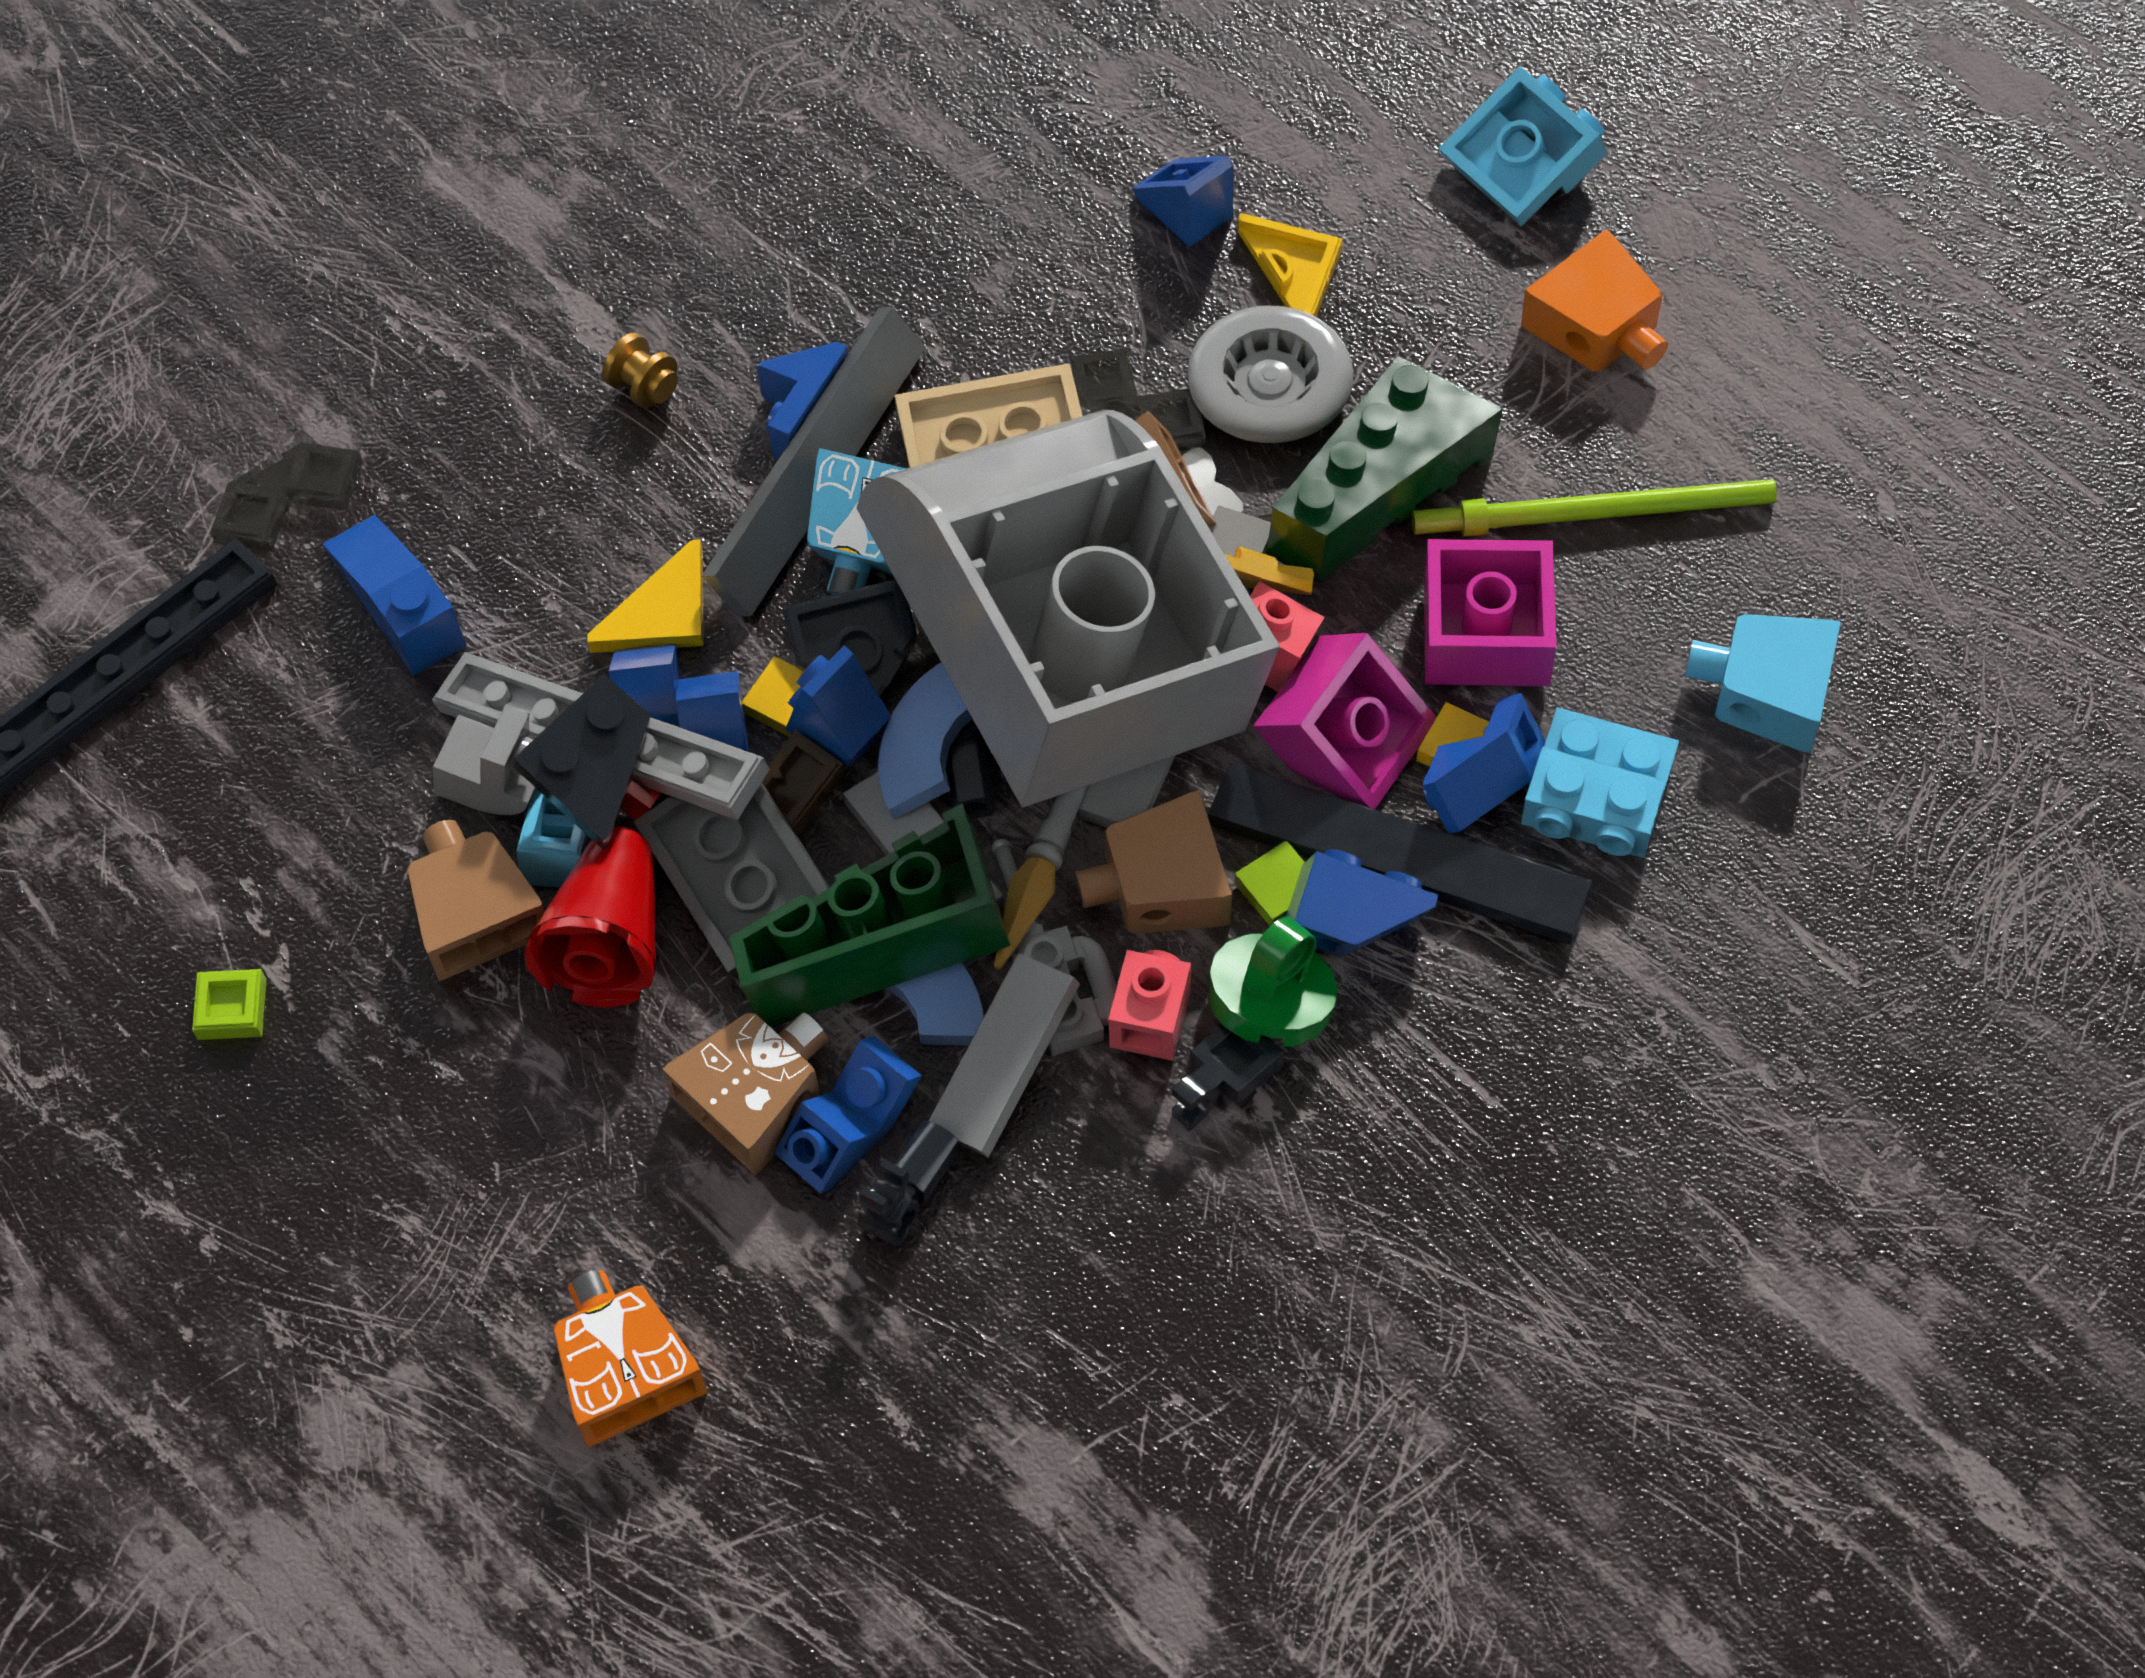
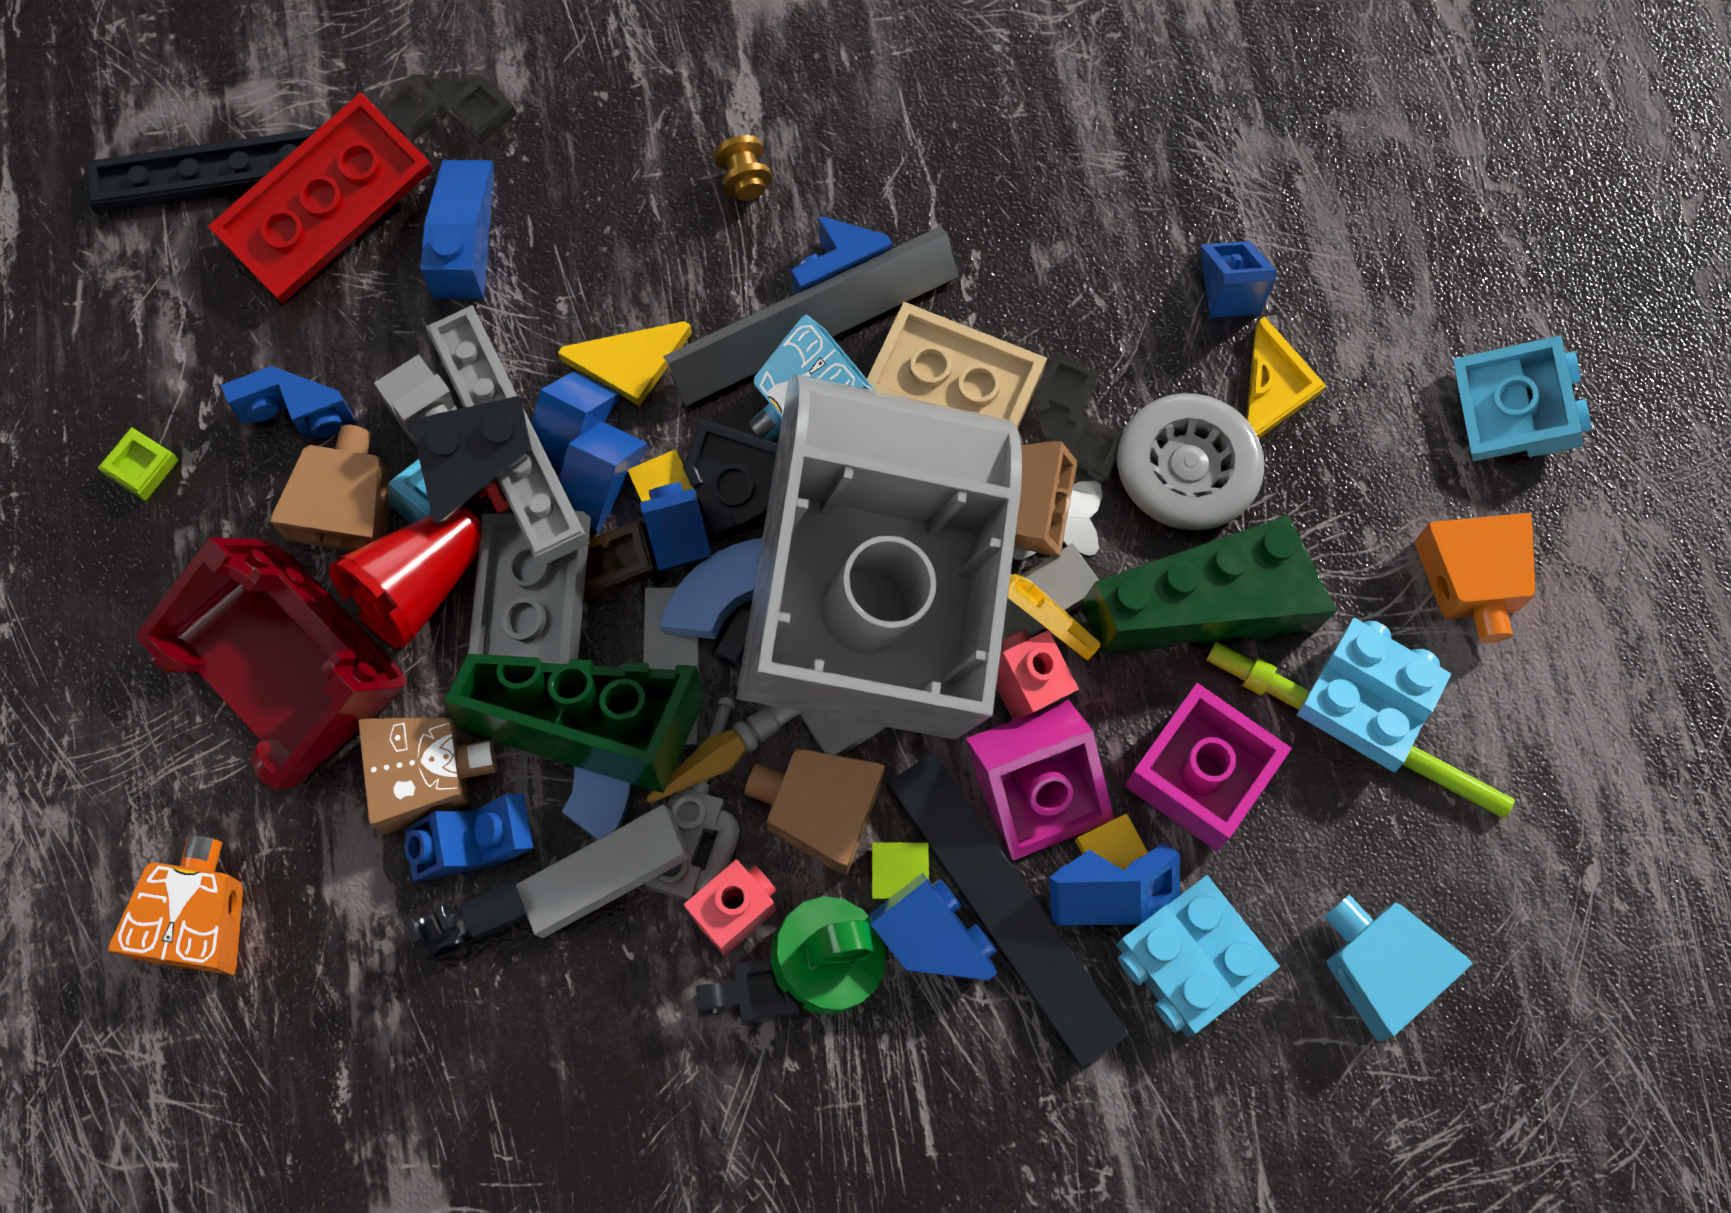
camera: 30 degrees right, 10 degrees up
(231, 644) = (321, 197): none -> red plate
(370, 835) = (312, 406): none -> blue slope
(520, 1081) = (272, 652): none -> dark red windscreen
(1586, 462) = (1375, 693): none -> medium azure plate

